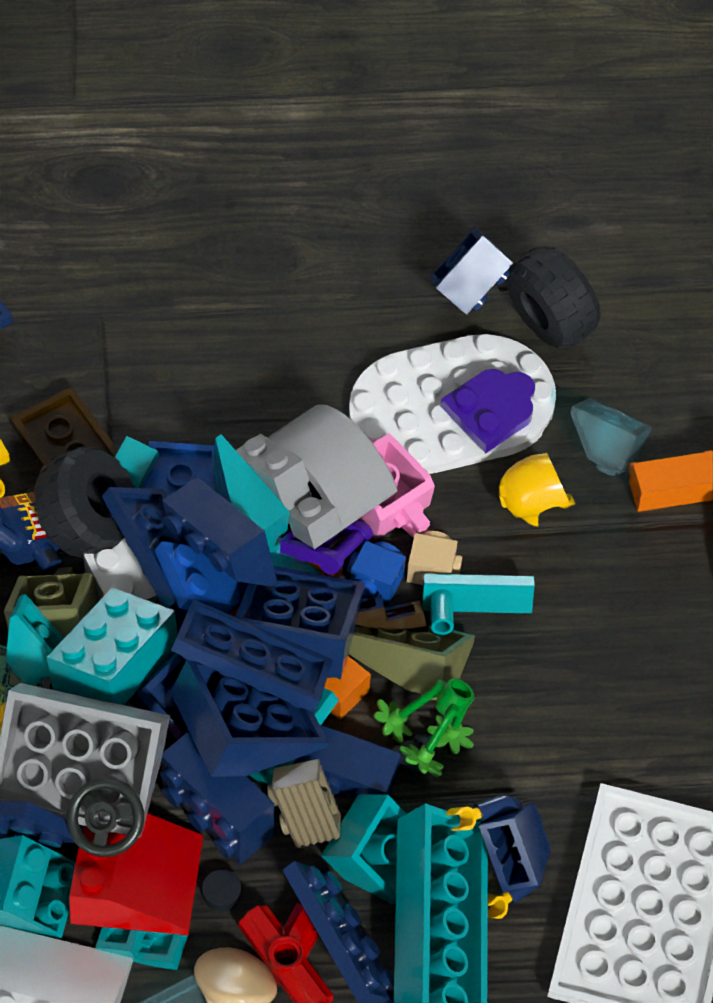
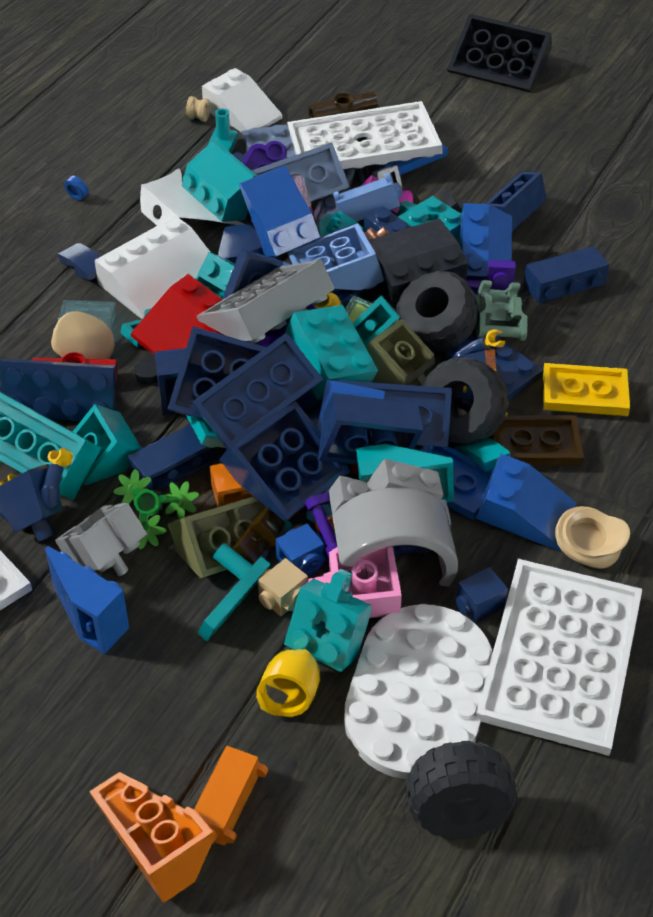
camera: 125 degrees right, 10 degrees down
(101, 831) = (216, 292): pearl dark grey piece -> none
(178, 333) = (591, 536): none -> tan piece
(181, 407) = (523, 502): none -> blue slope
(305, 803) = (149, 404): dark tan brick -> none
(316, 389) = (481, 595): none -> dark blue brick
(333, 311) = (561, 657): none -> white plate
(461, 481) = (329, 621): none -> teal hinge
(472, 271) = (528, 741): hinge -> none
(492, 406) = (387, 695): dark purple plate -> none
(510, 738) = (102, 537): none -> light grey brick
(591, 695) = (91, 602): none -> blue slope
(608, 435) = (309, 772): clear light blue slope -> none

